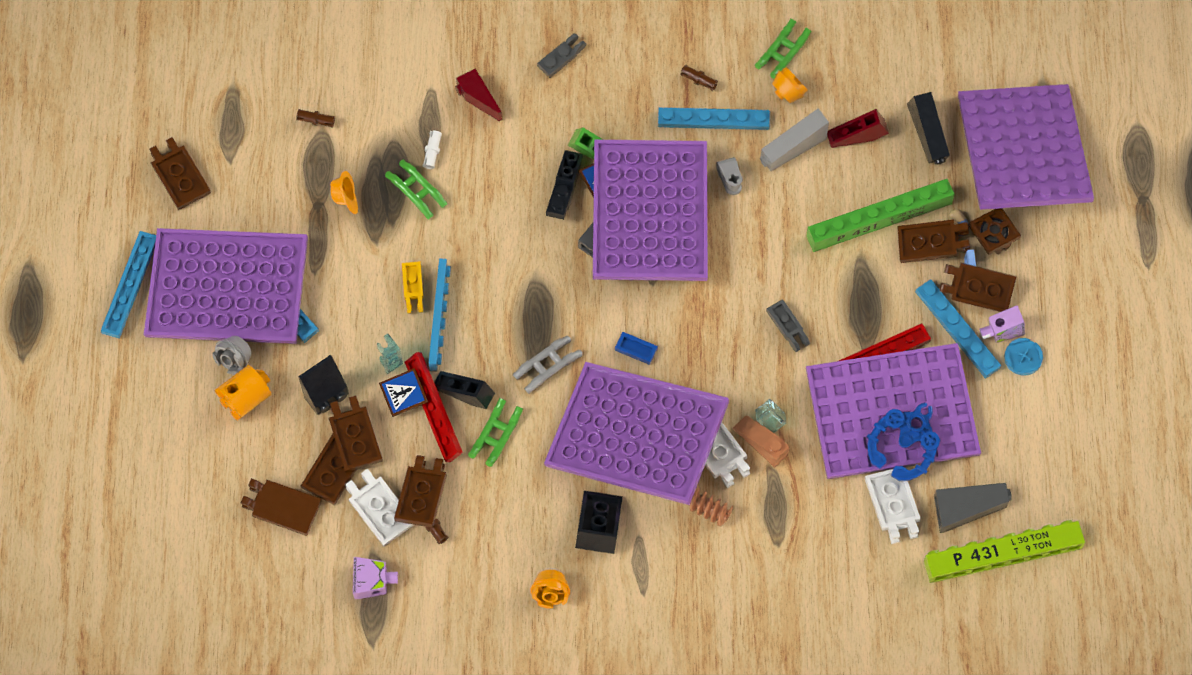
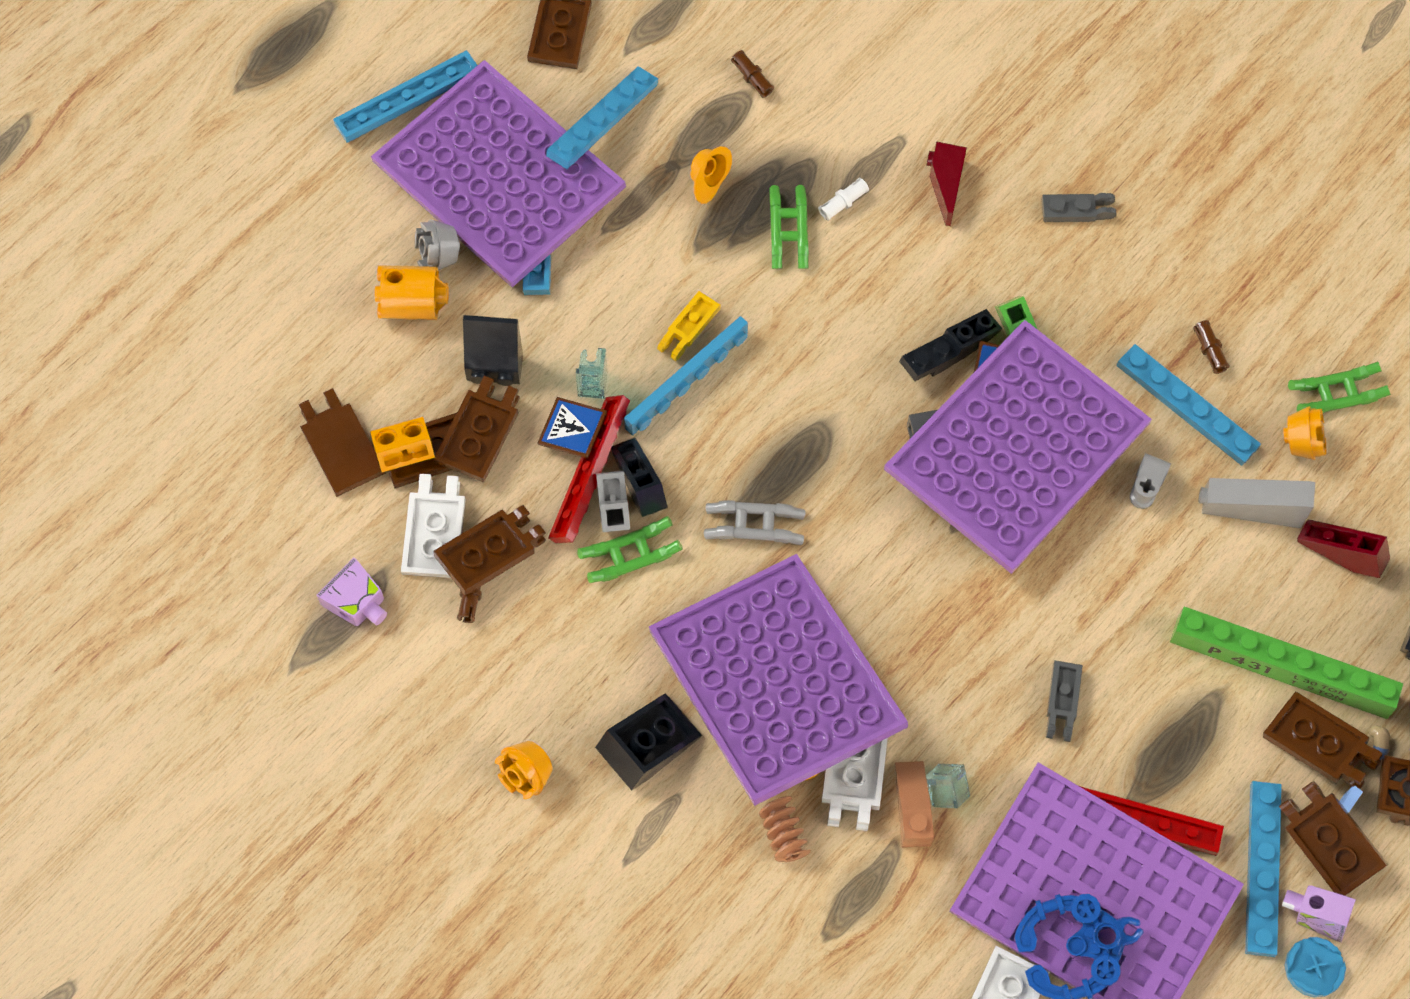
camera: 40 degrees right, 0 degrees up
(257, 208) = (602, 117): none -> dark azure plate
(321, 476) = (402, 444): none -> light orange brick
(464, 415) = (613, 501): none -> light grey brick
(636, 348) = (868, 585): blue tile -> none

